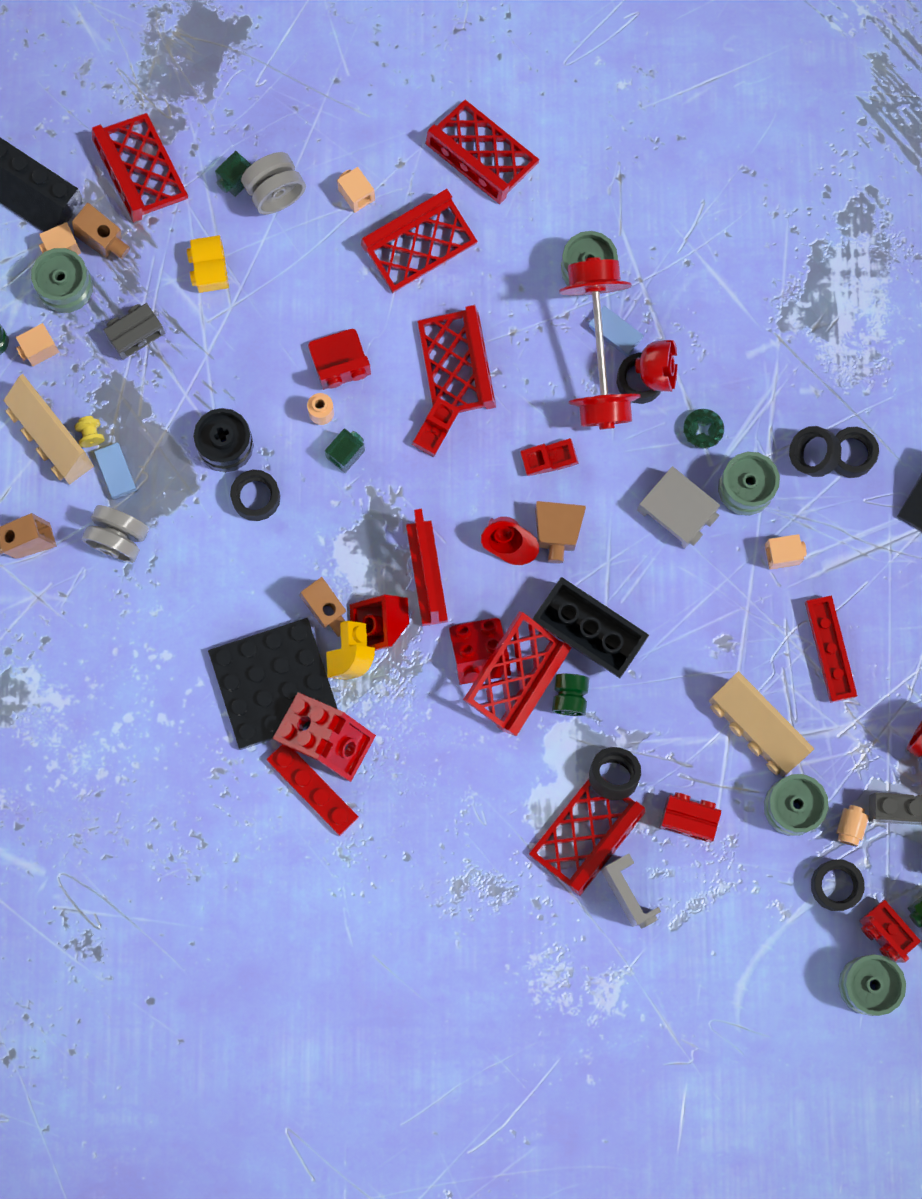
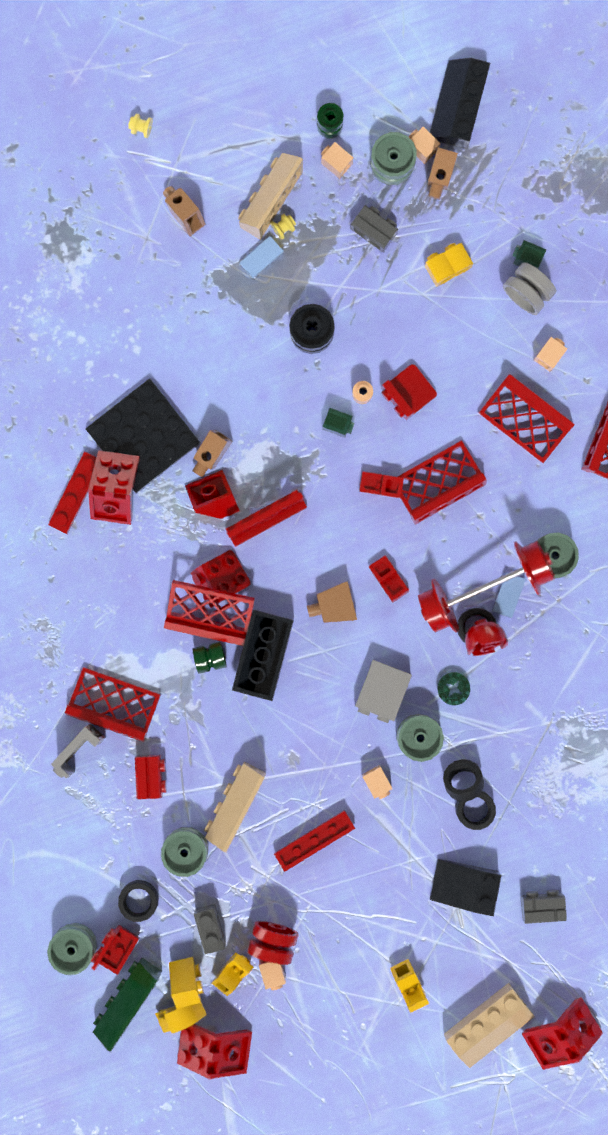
camera: 75 degrees right, 10 degrees up
(115, 533) = (206, 276): light grey wheel -> none
(122, 179) = (501, 163): red fence -> none
(250, 476) = (278, 352): black tyre -> none
(354, 656) = (181, 487): yellow brick -> none
(509, 541) = (311, 570): red piece -> none
(619, 756) = (177, 710): black tyre -> none
(852, 825) = (185, 898): light nougat brick -> none

